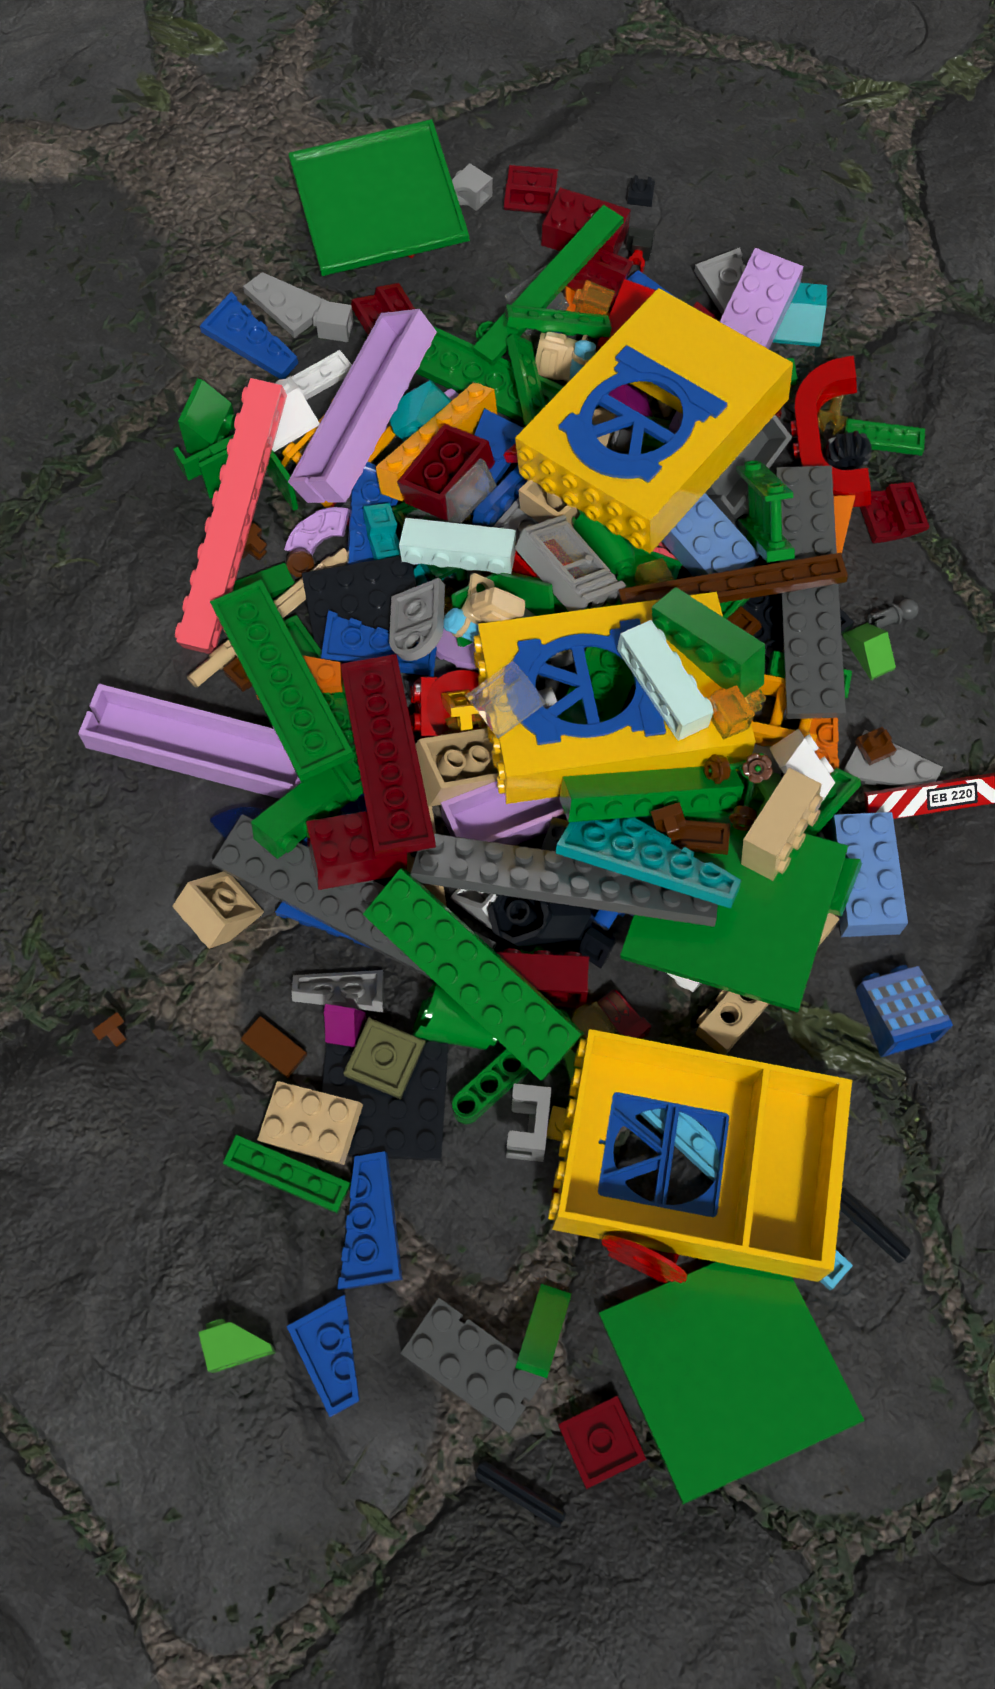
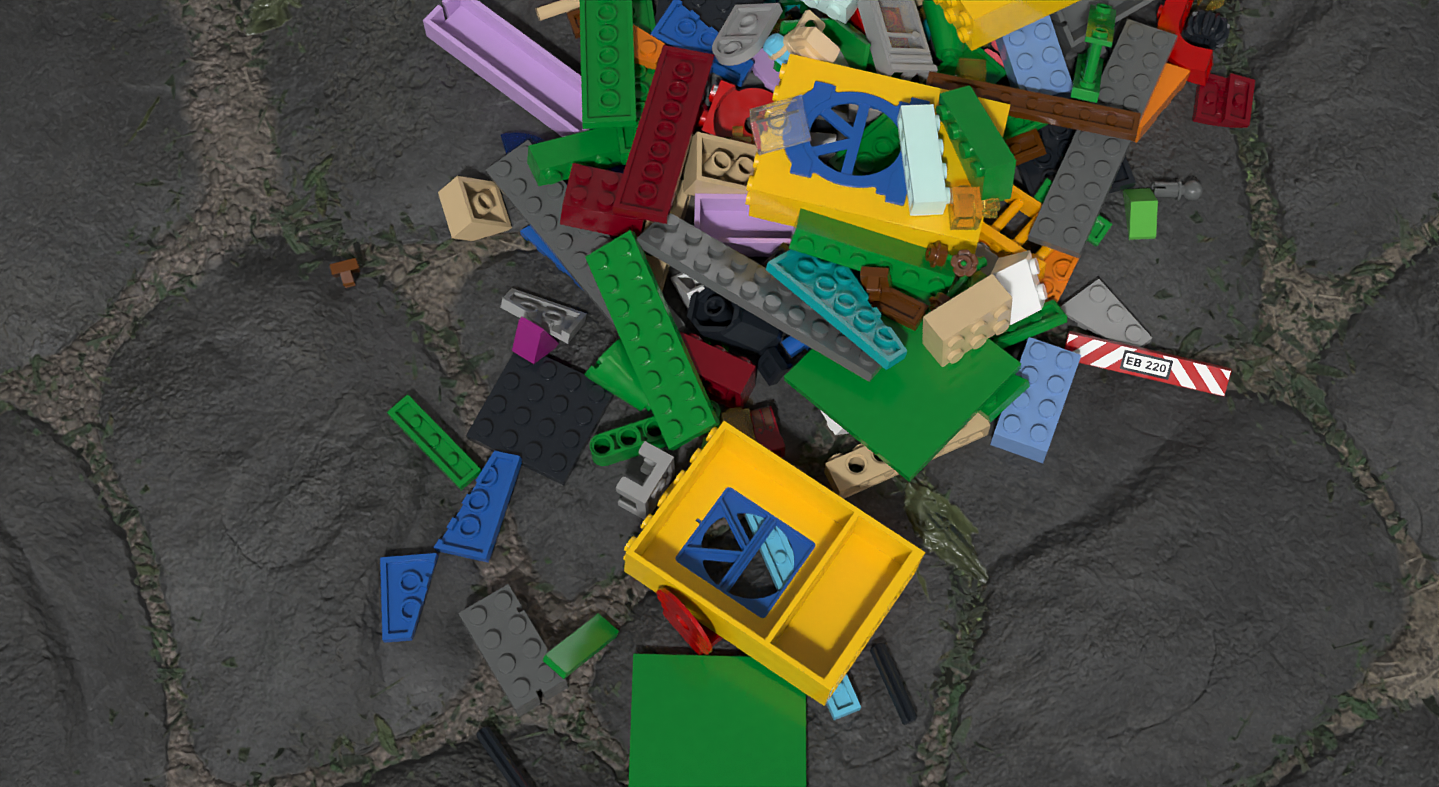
camera: 25 degrees right, 0 degrees up
(230, 1345) = (330, 554): bright green slope -> none
(273, 1047) = (470, 339): reddish brown tile -> none
(310, 1122) = (470, 409): tan plate -> none
(384, 1058) = (553, 382): olive plate -> none
(459, 706) = (743, 119): yellow plate -> none
(601, 1442) = (588, 753): dark red plate -> none
(876, 745) = (1098, 295): reddish brown tile -> none
(890, 436) = (1254, 31): green plate -> none
(902, 1010) = (1007, 523): blue slope -> none

